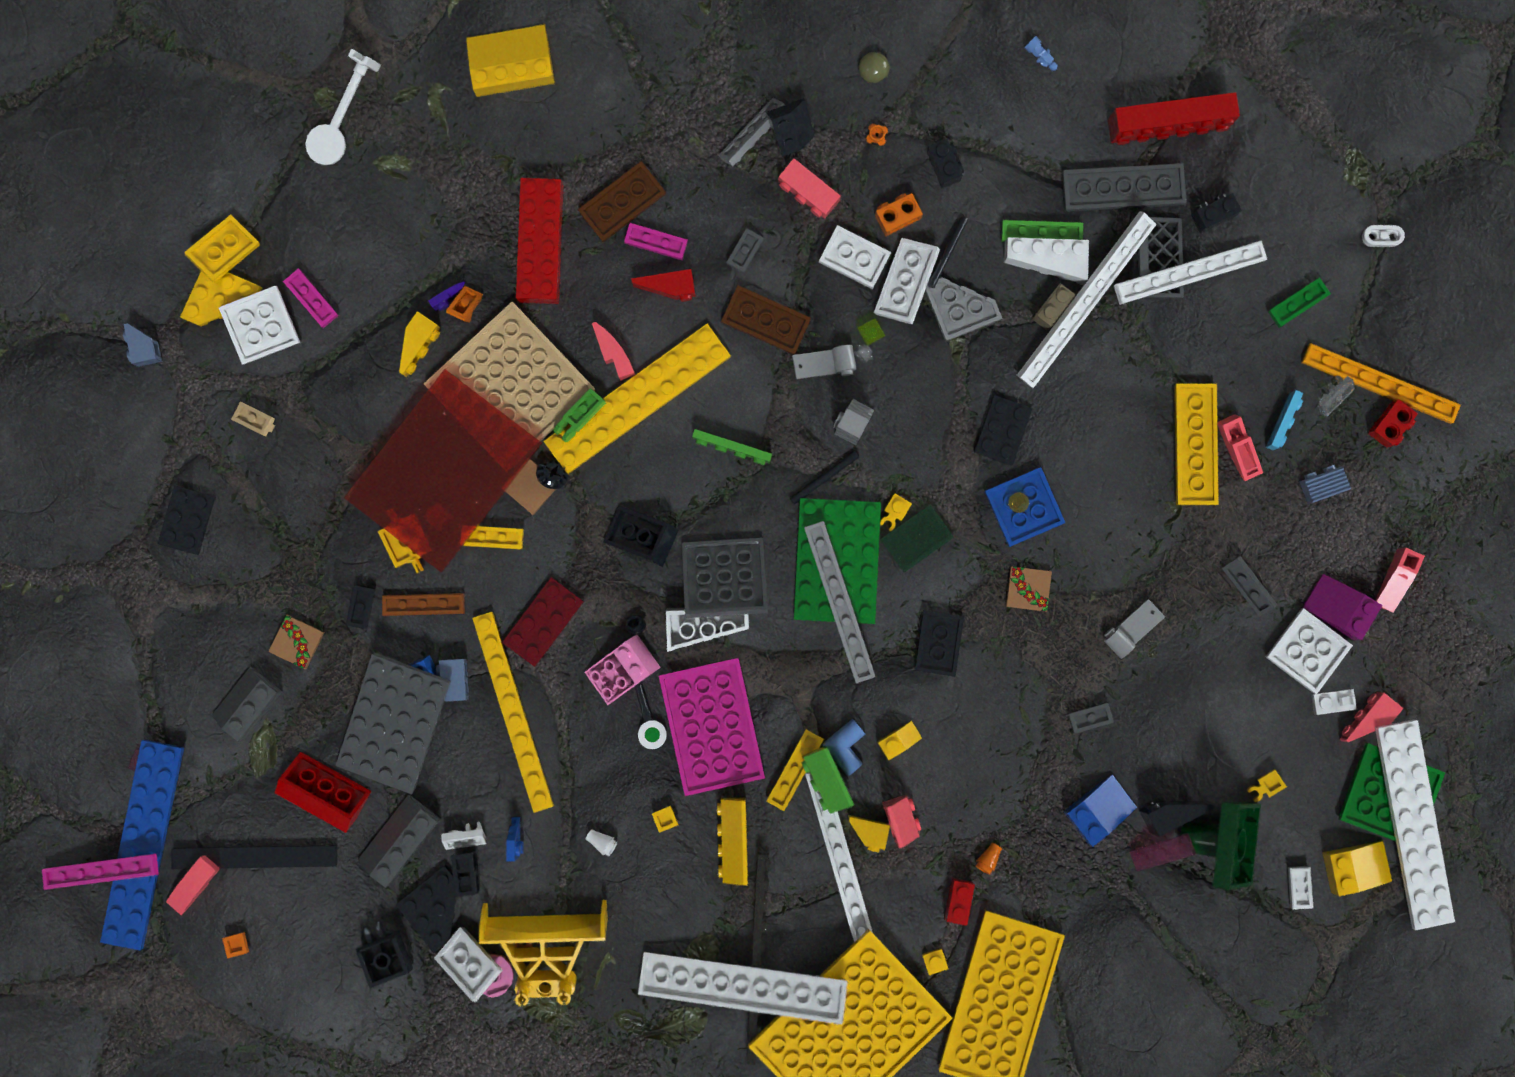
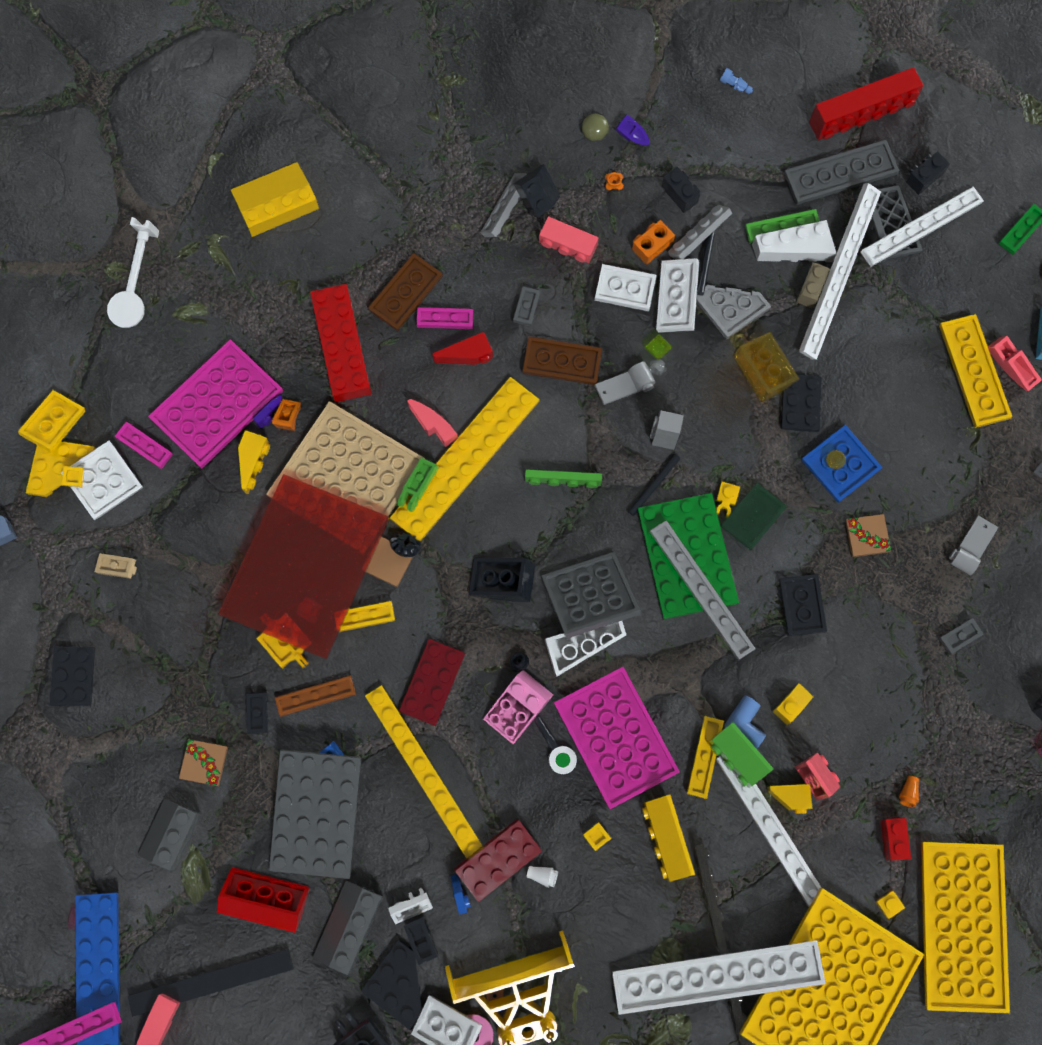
camera: 15 degrees left, 10 degrees down
(229, 316) = (72, 476): none -> yellow plate
(395, 272) = (215, 403): none -> dark pink plate
(457, 673) = (363, 748): sand blue brick -> none
(561, 815) = (497, 860): none -> dark red plate
(912, 82) = (632, 131): none -> dark purple plate
(951, 216) = (700, 232): none -> light grey plate
(976, 383) = (765, 366): none -> clear yellow slope
(1100, 810) = (997, 720): blue slope -> none

